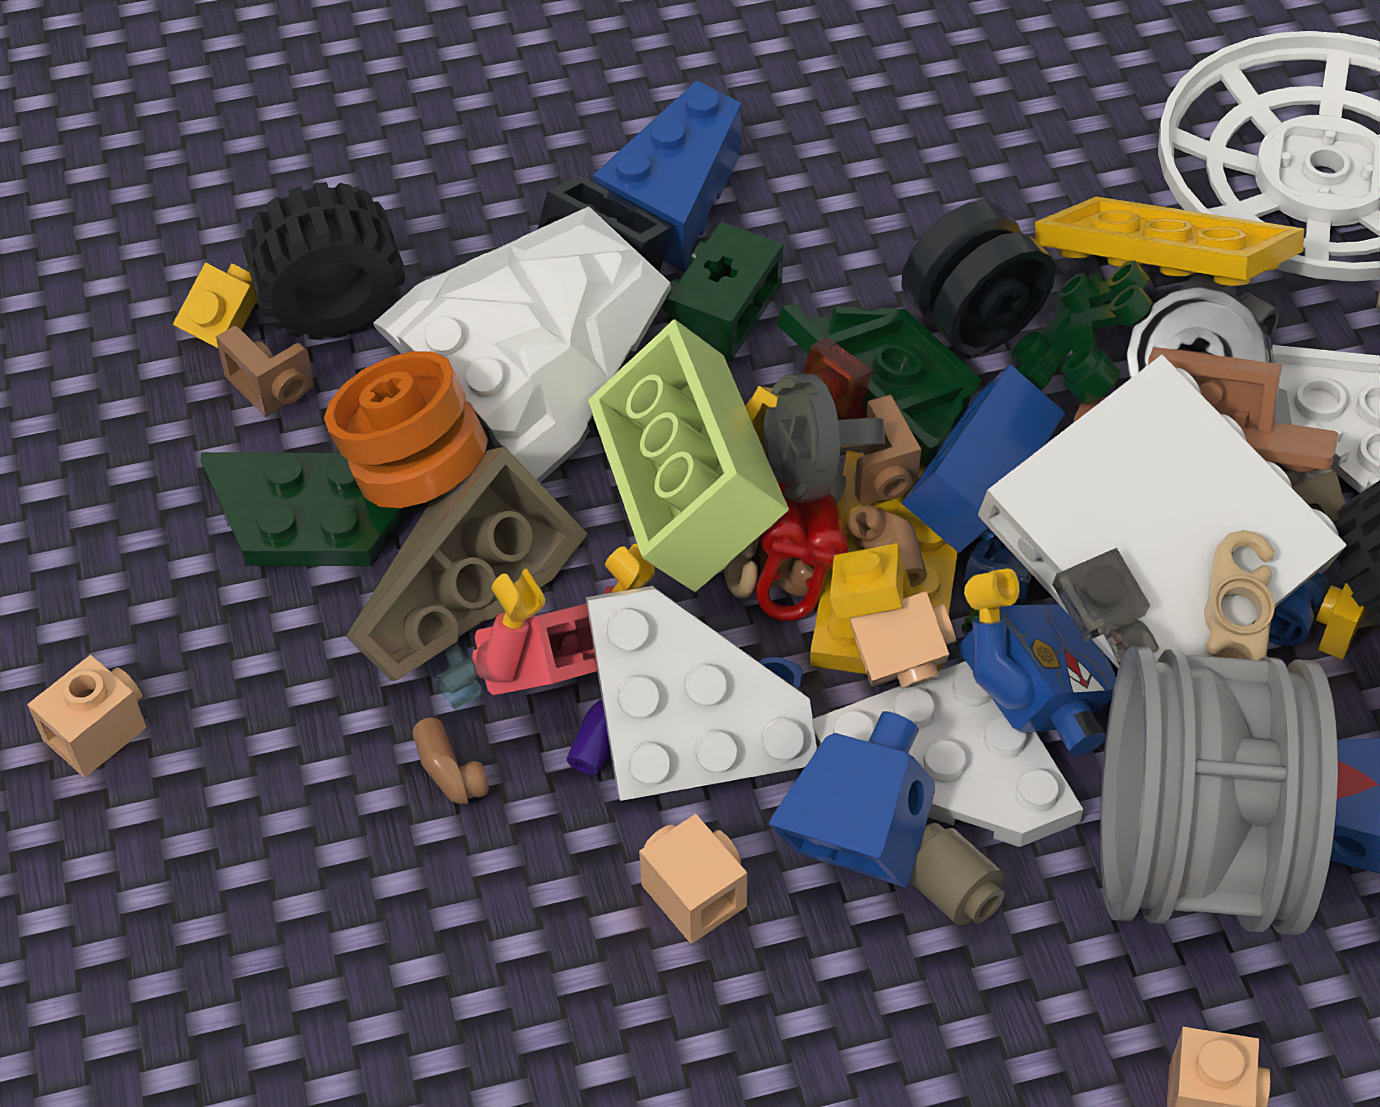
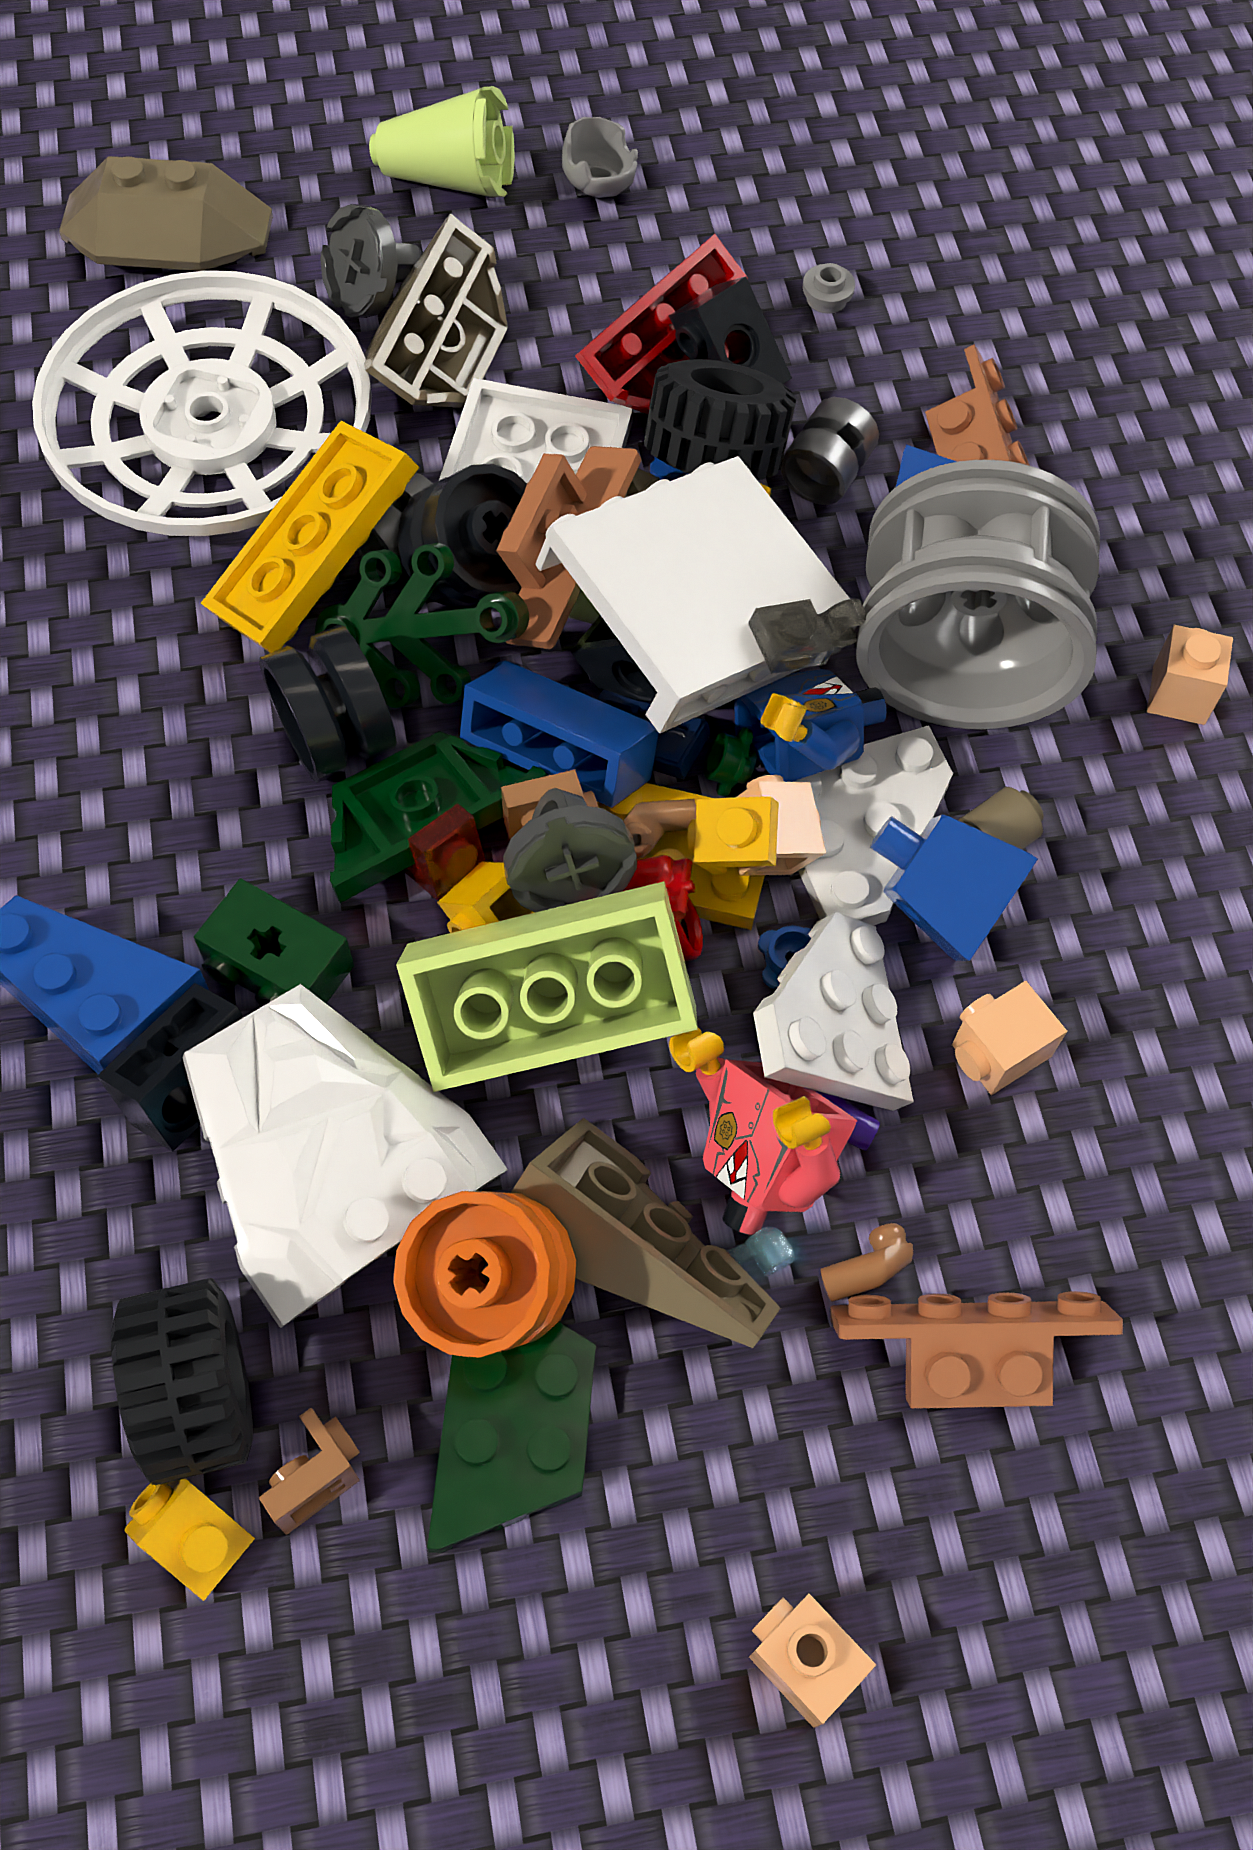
camera: 90 degrees left, 10 degrees up
(365, 851) = (977, 1351): none -> nougat bracket
(1230, 579) = (780, 544): tan piece -> none

